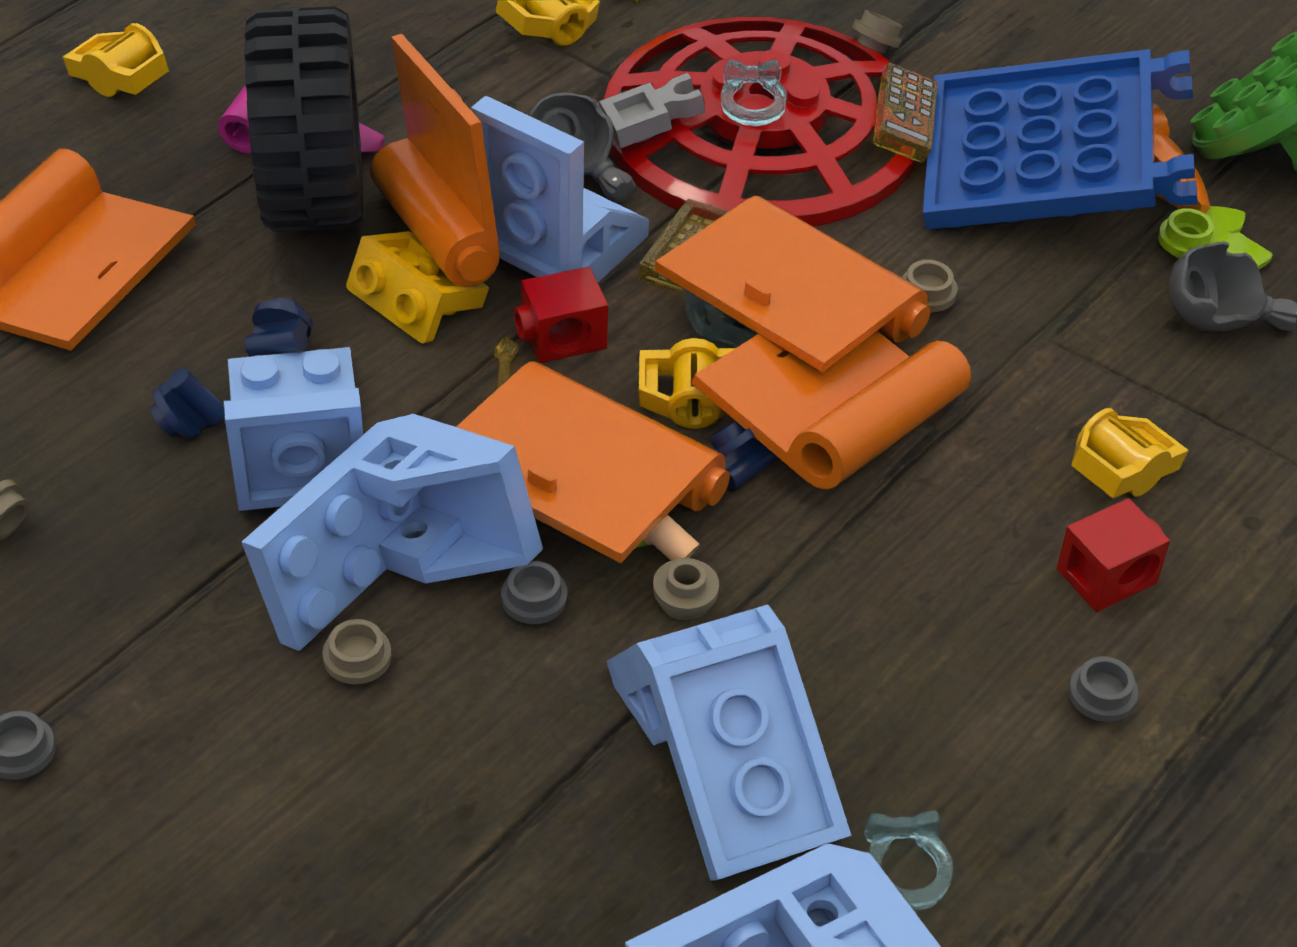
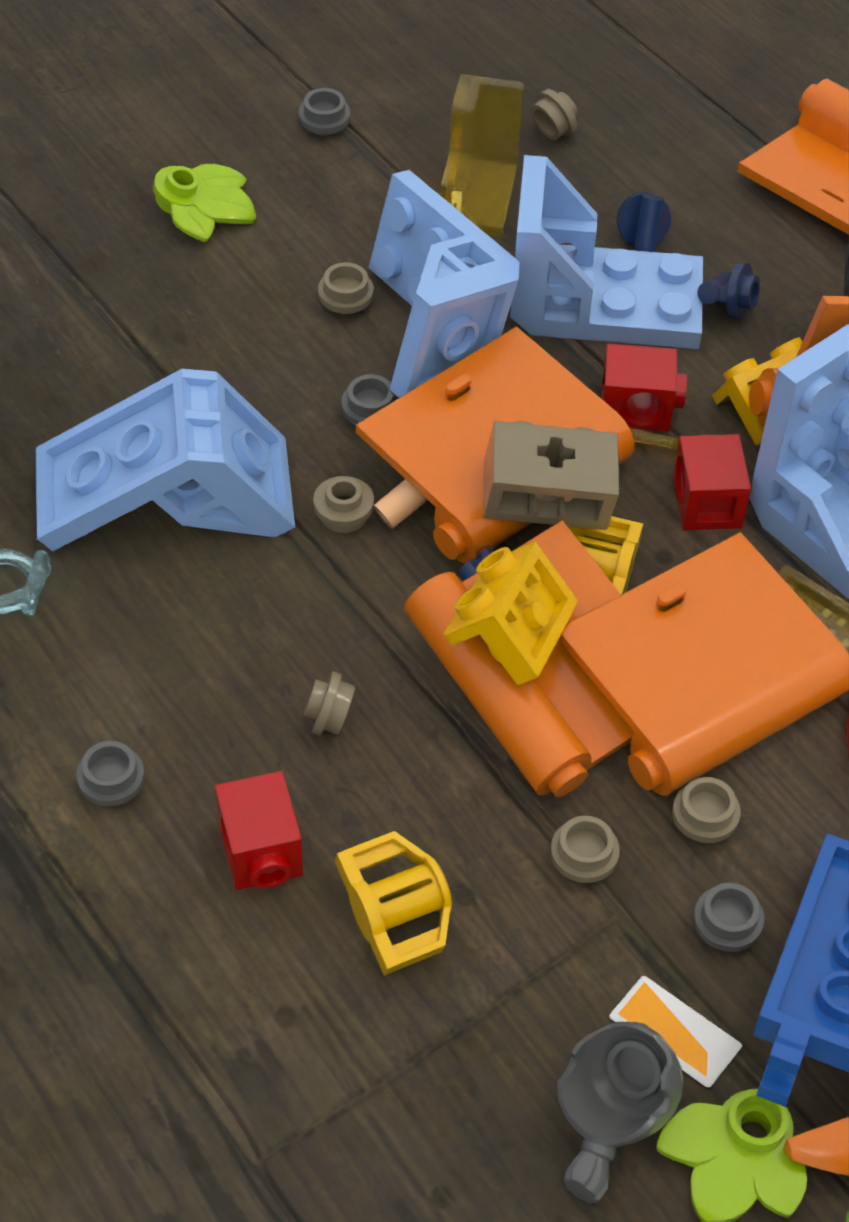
camera: 105 degrees right, 5 degrees up
(108, 571) = (483, 150): none -> clear yellow panel
(218, 838) = (202, 198): none -> lime plate
(451, 374) = (643, 385): none -> red brick
(650, 381) = (551, 475): none -> dark tan brick
(839, 379) = (516, 608): none -> yellow bracket
(949, 538) = (328, 704): none -> dark tan plate
(1005, 352) = (585, 849): none -> dark tan plate
(1022, 264) = (729, 917): none -> dark grey plate
(1126, 295) = (697, 1042): none -> sticker

